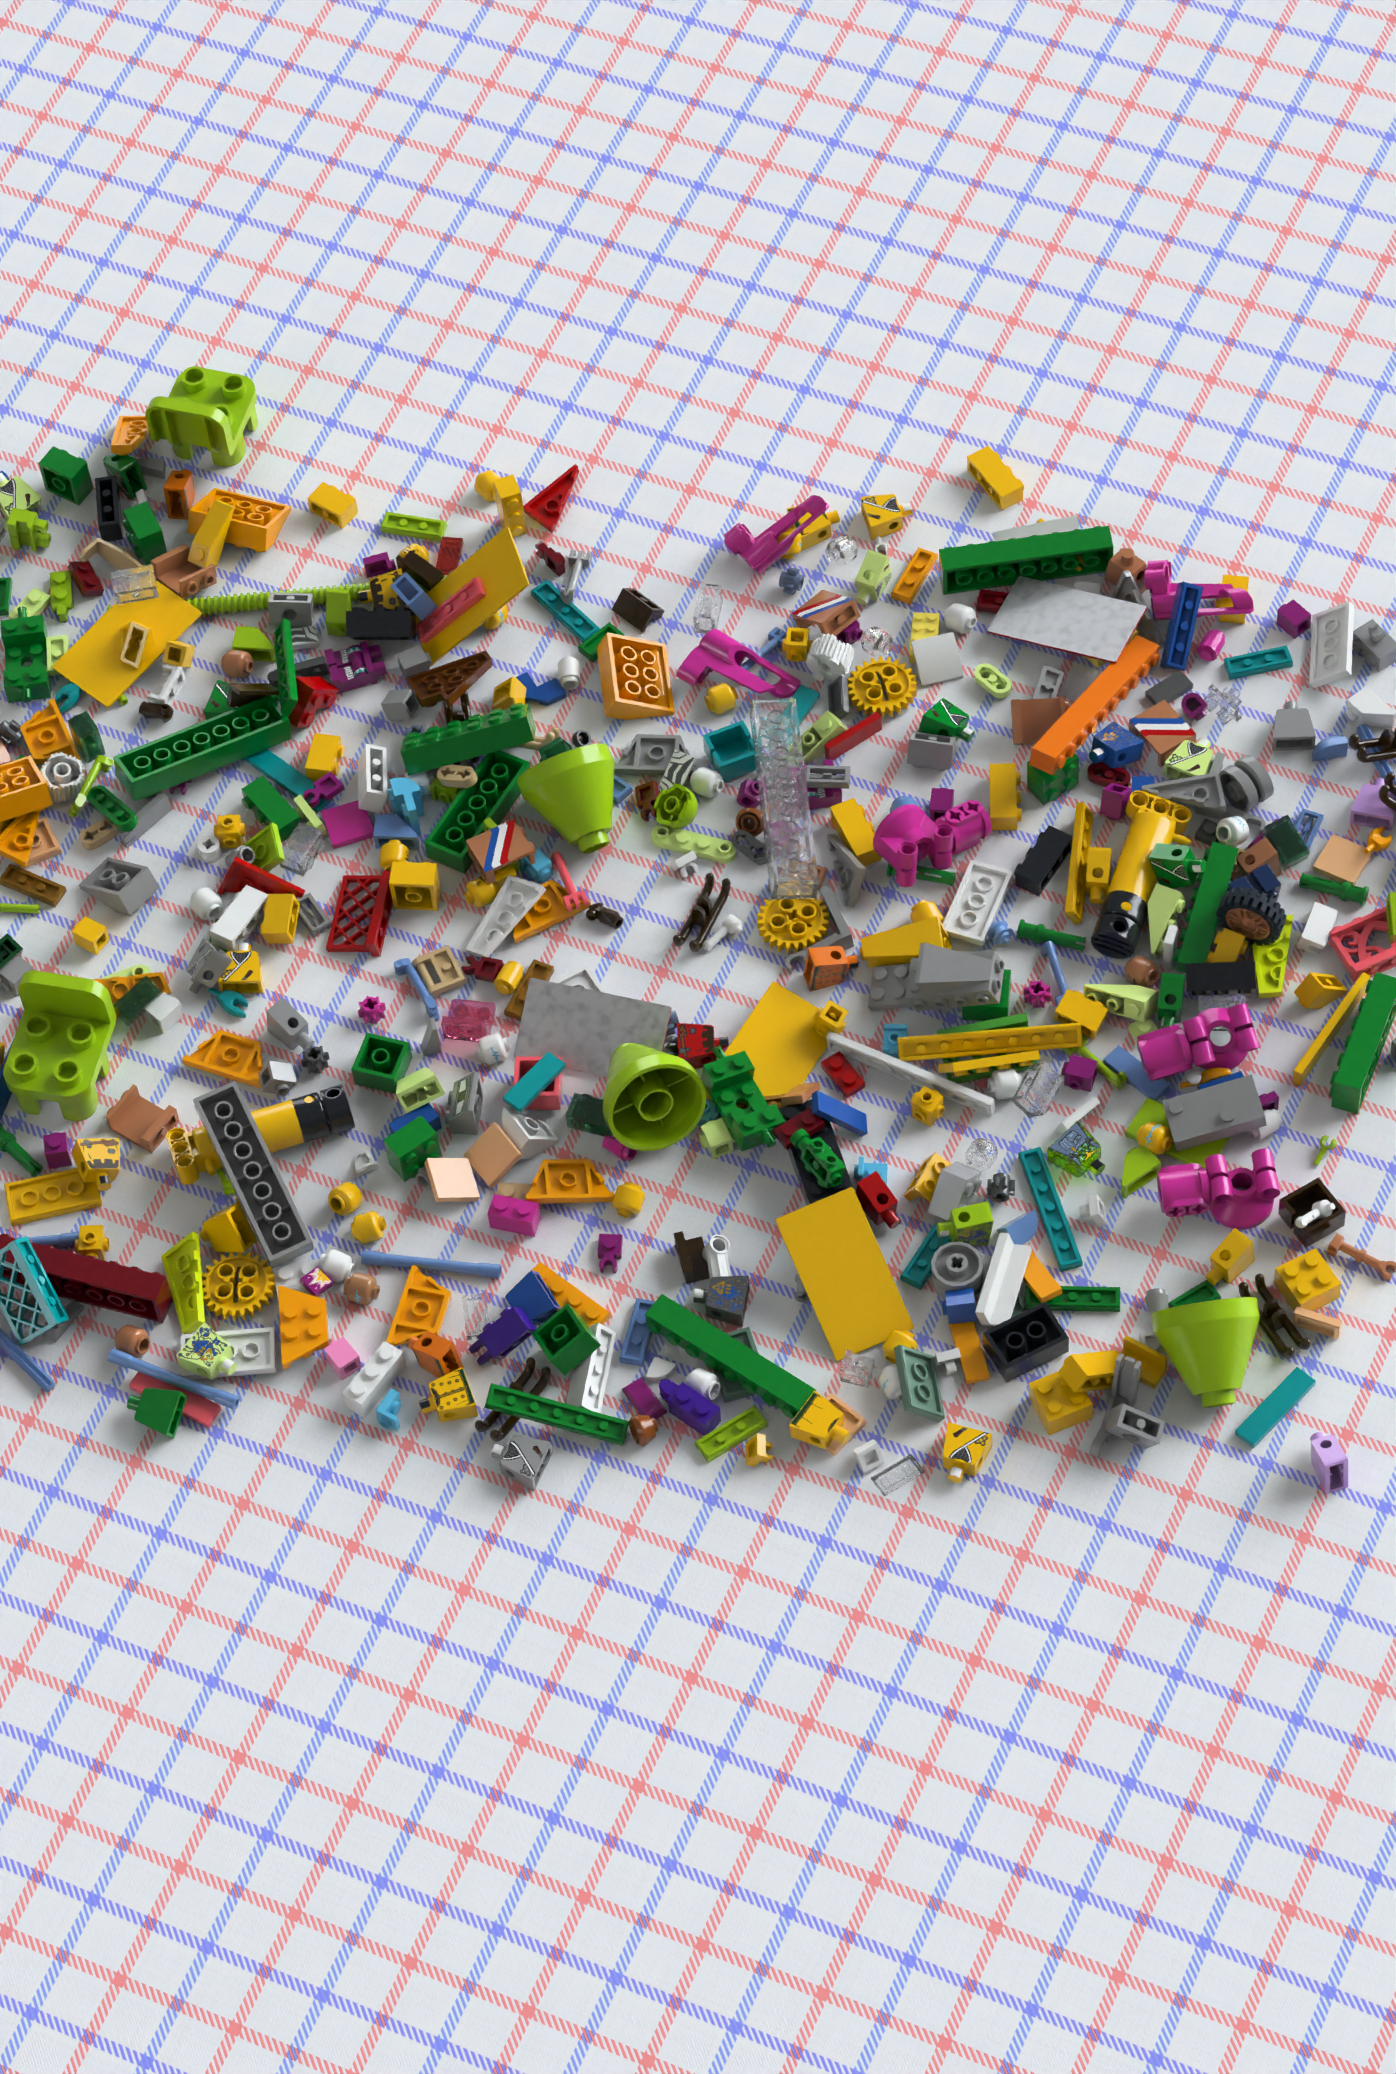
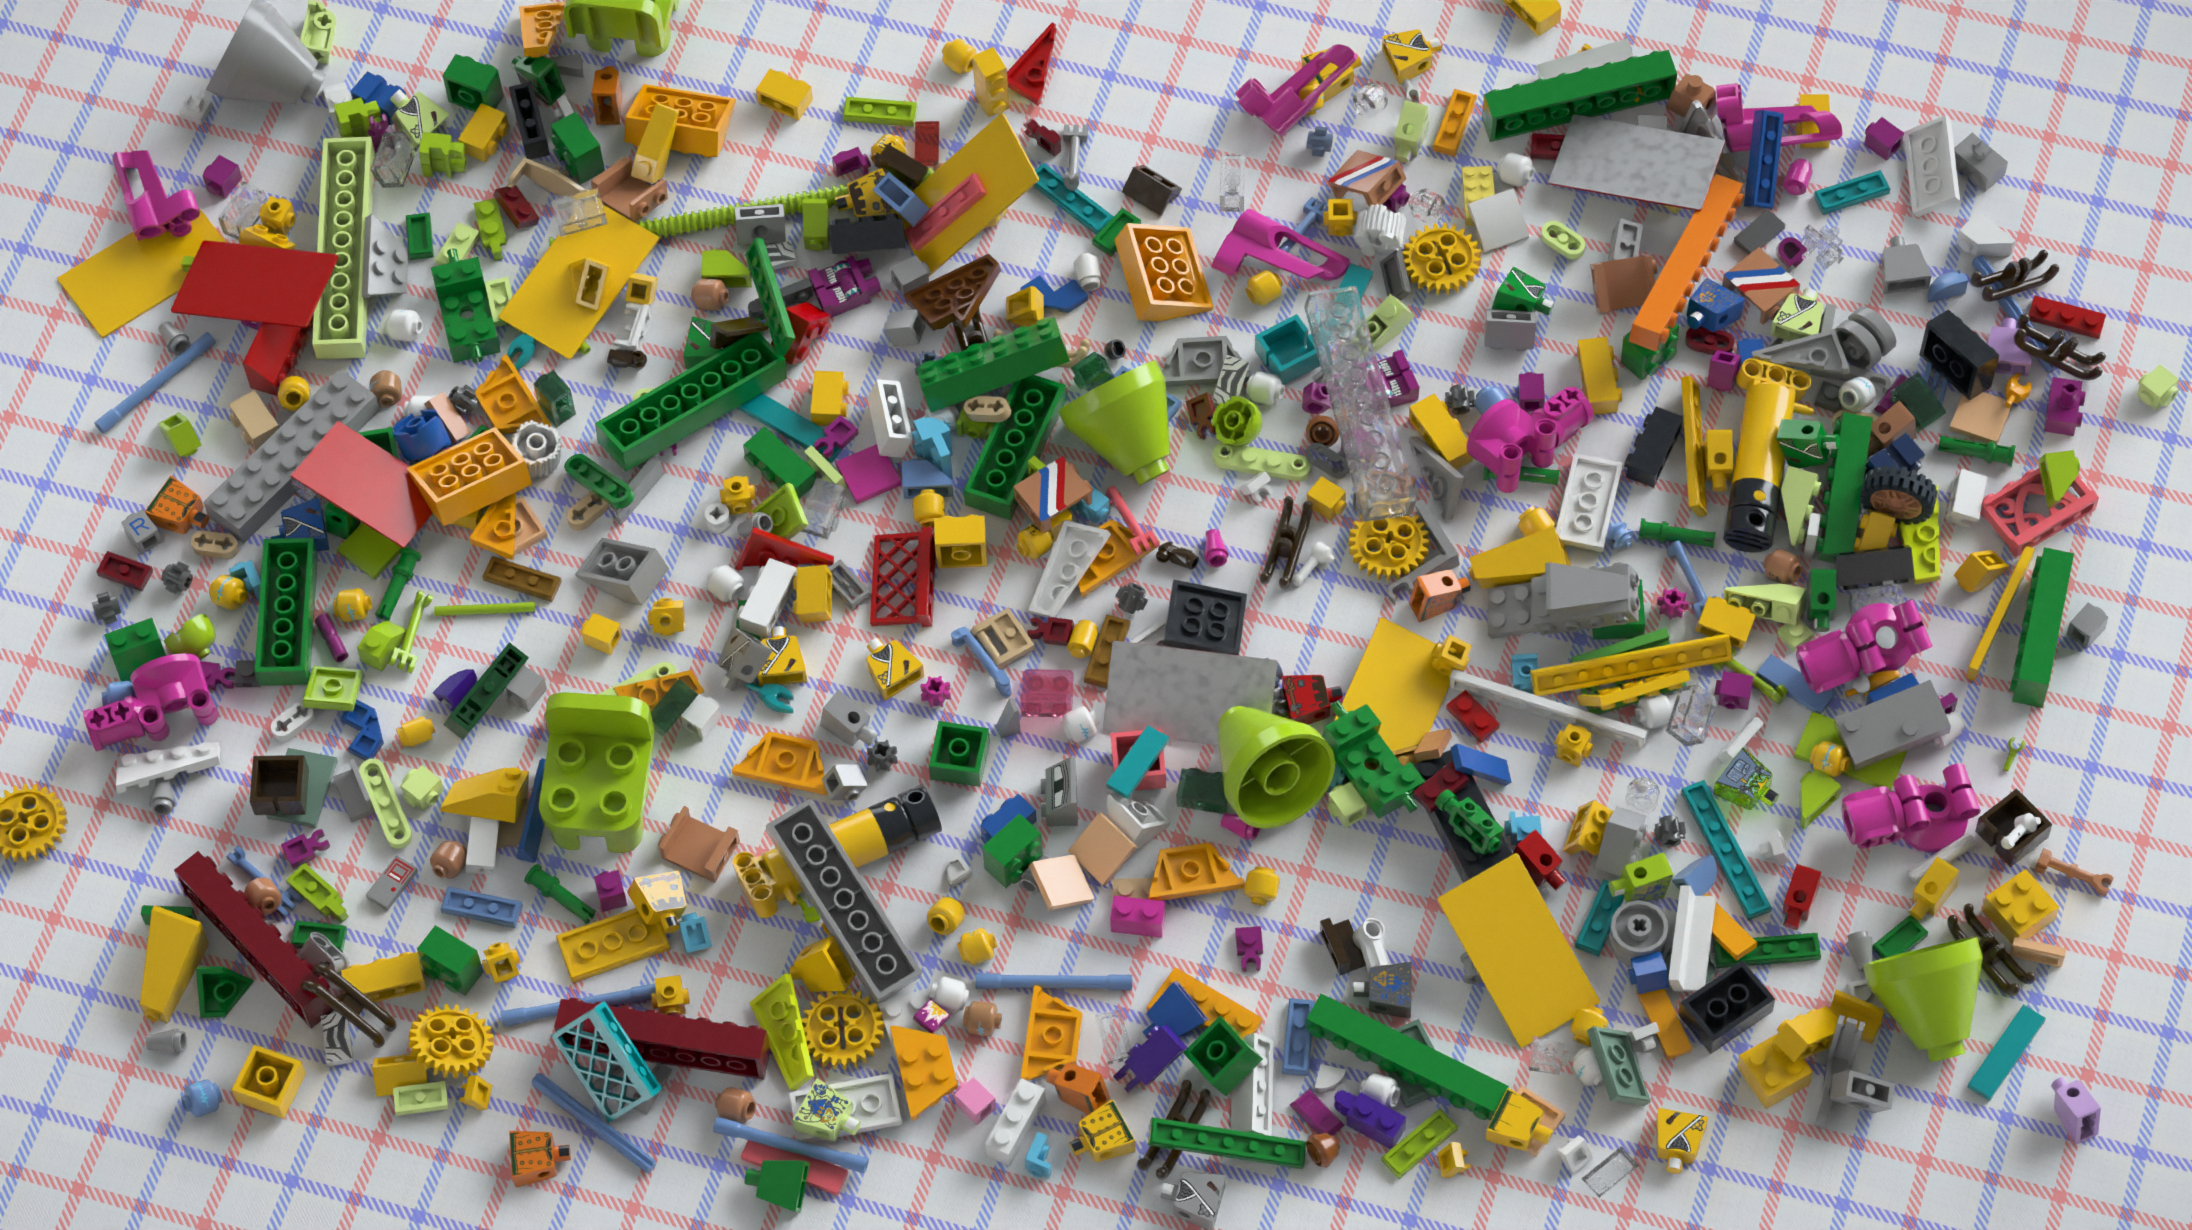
camera: 10 degrees left, 5 degrees up
(69, 516) = (484, 132): none -> yellow brick
(101, 763) = (575, 427): lime hinge -> none
(123, 1192) = (694, 932): none -> medium azure bracket
(150, 926) = (667, 616): none -> yellow brick
(338, 986) = (892, 667): none -> yellow torso
(418, 1089) = (1007, 780): yellowish green torso -> none
(557, 947) = (1131, 598): none -> dark grey gear
(618, 968) = (1204, 618): none -> black plate
(638, 914) = (1215, 549): none -> dark pink cone
(744, 878) = (1327, 498): none -> yellow brick
(827, 780) = (1403, 375): light grey tile -> none
(853, 736) = (1419, 320): red tile -> none
(877, 806) = (1460, 399): none -> dark grey gear
(1109, 1252) = (1802, 889): none -> red torso
(1251, 1230) = (1948, 854): none -> white axle
(1328, 804) = (1959, 354): none -> black brick

